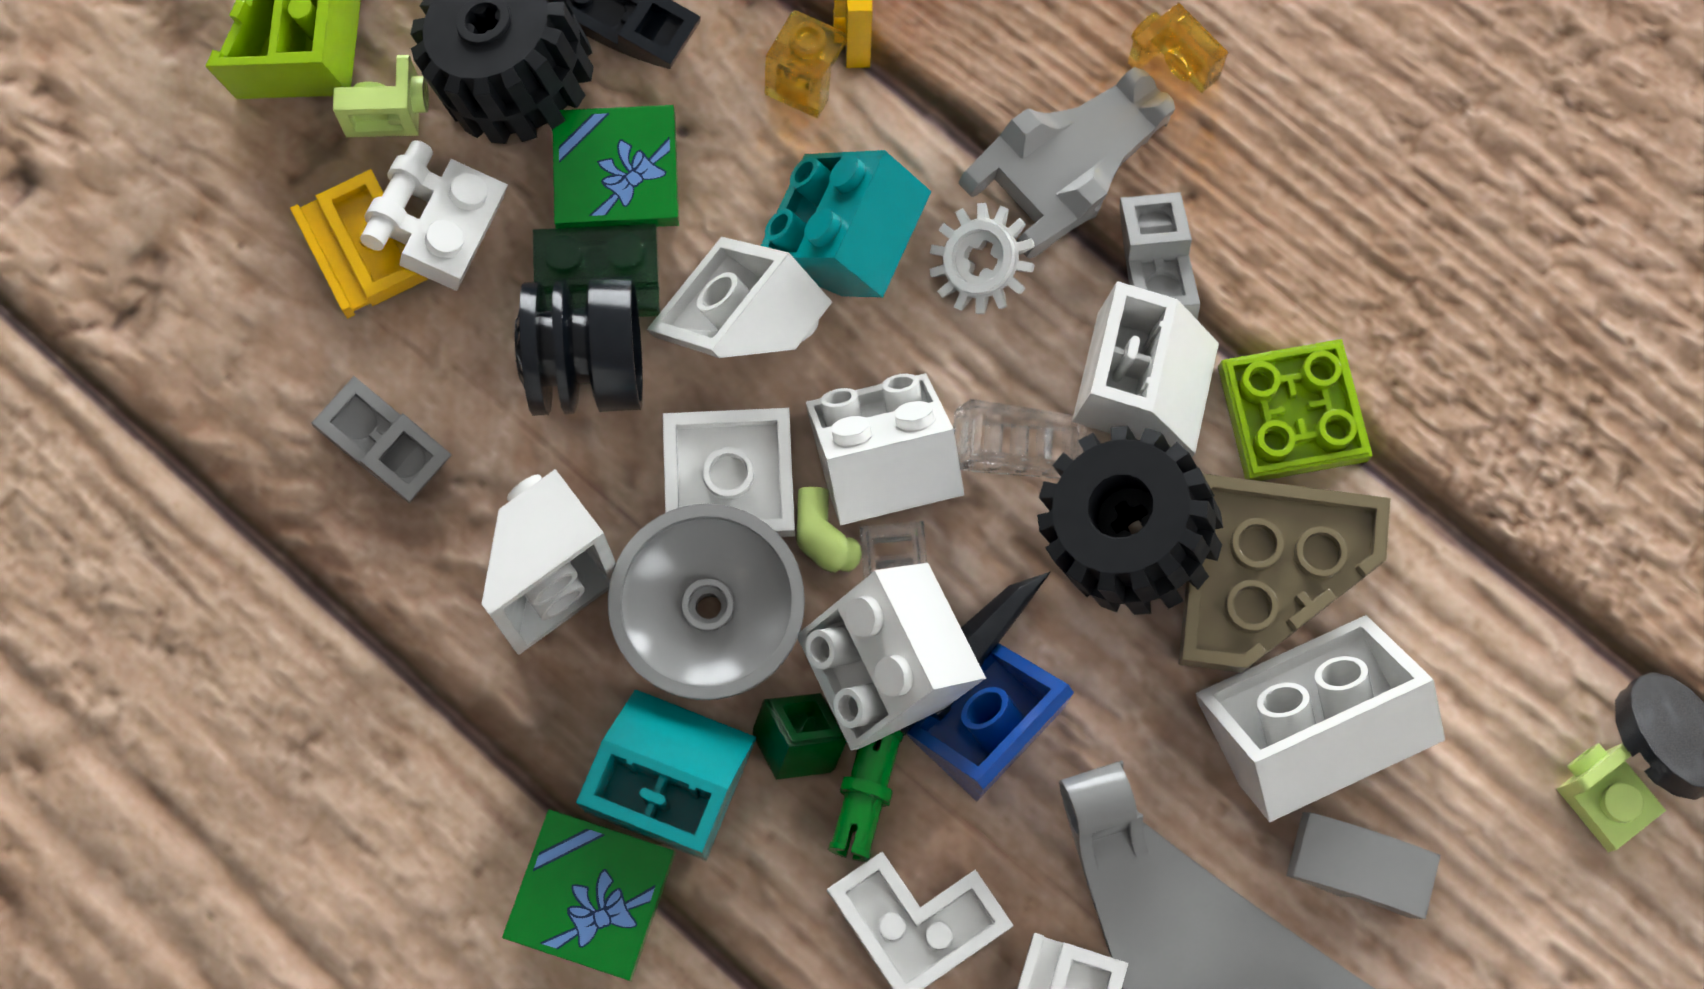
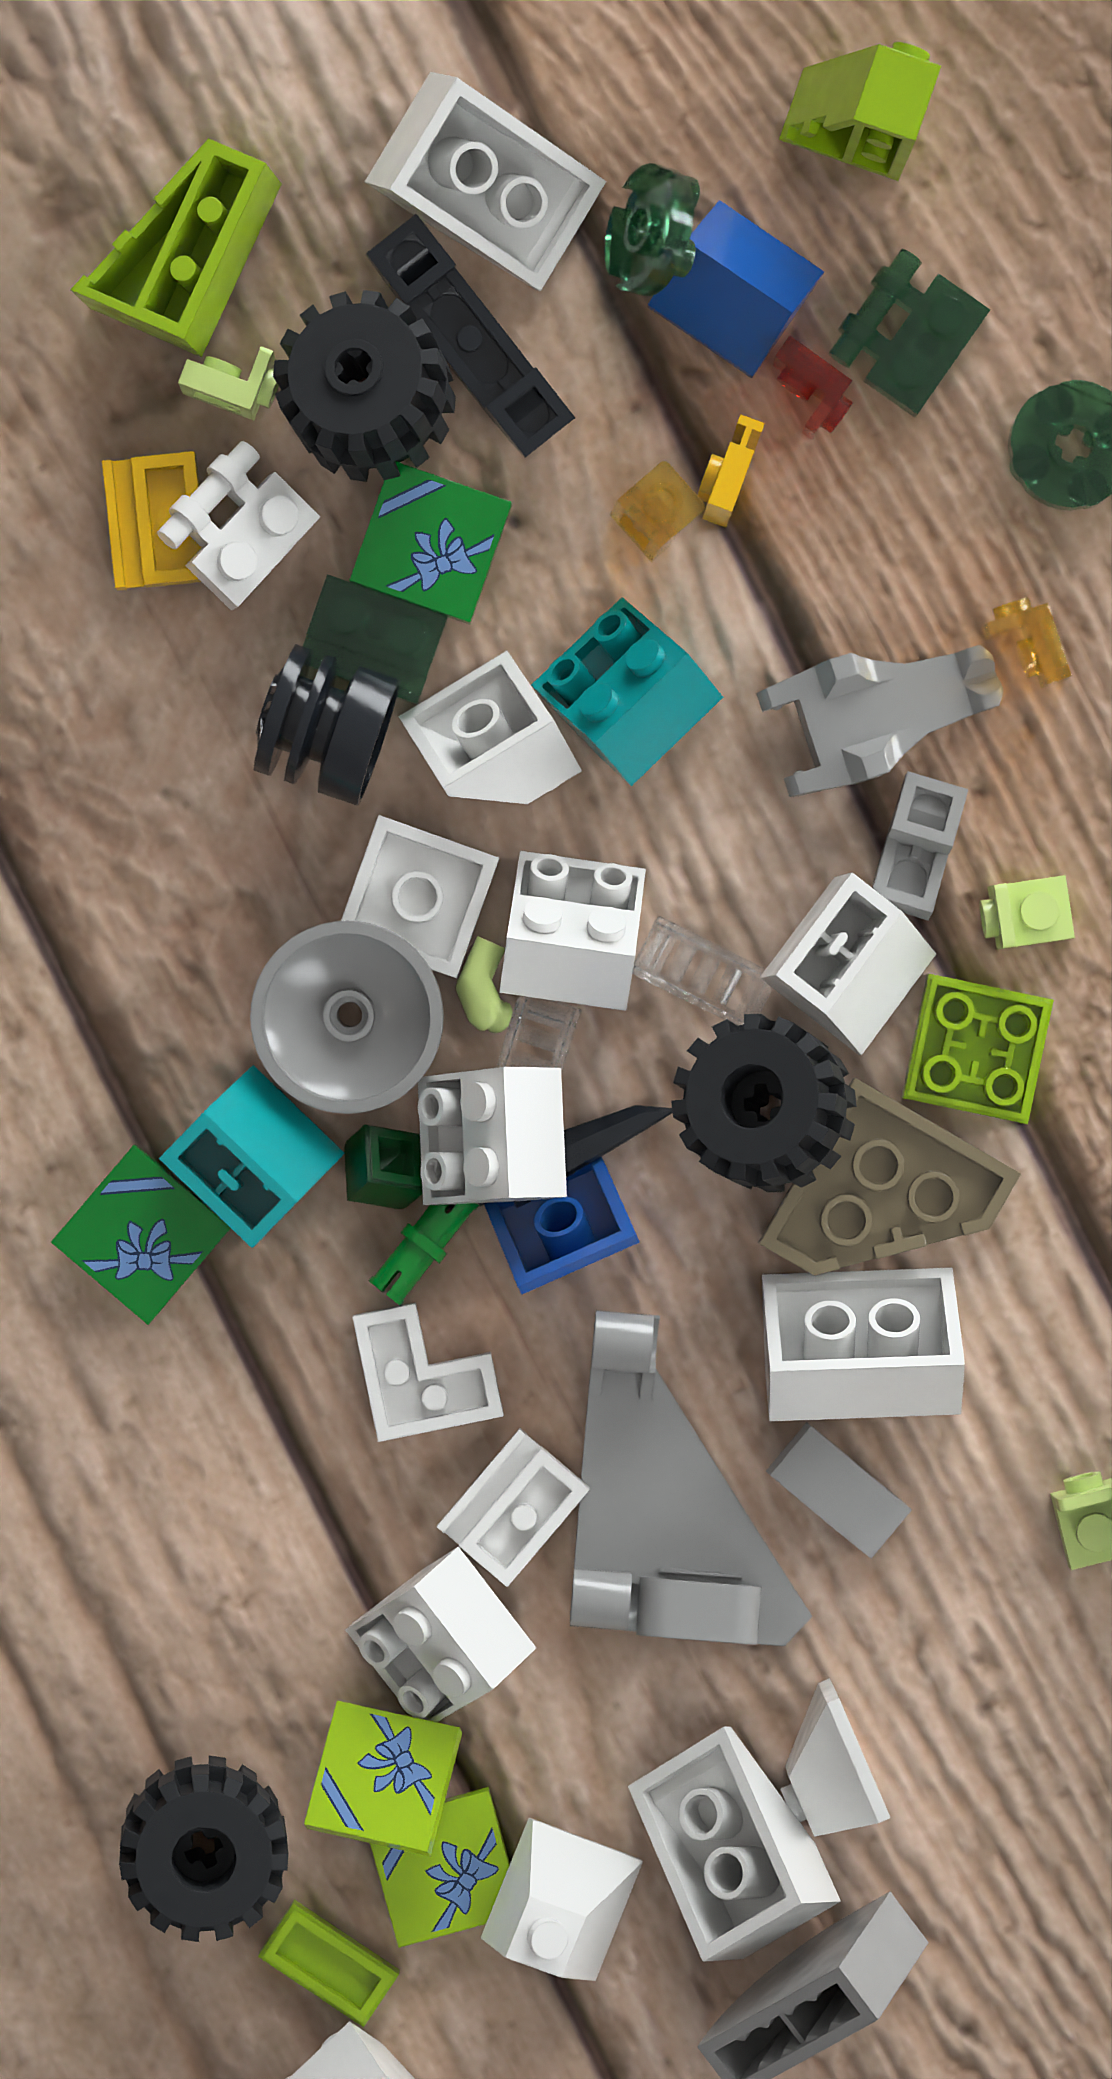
camera: 25 degrees right, 15 degrees up
(381, 439) = (107, 728): light grey slope -> none
(543, 561) = (213, 927): white slope -> none
(975, 235) = (721, 780): white gear -> none
(1282, 275) = (1027, 912): none -> yellowish green bracket

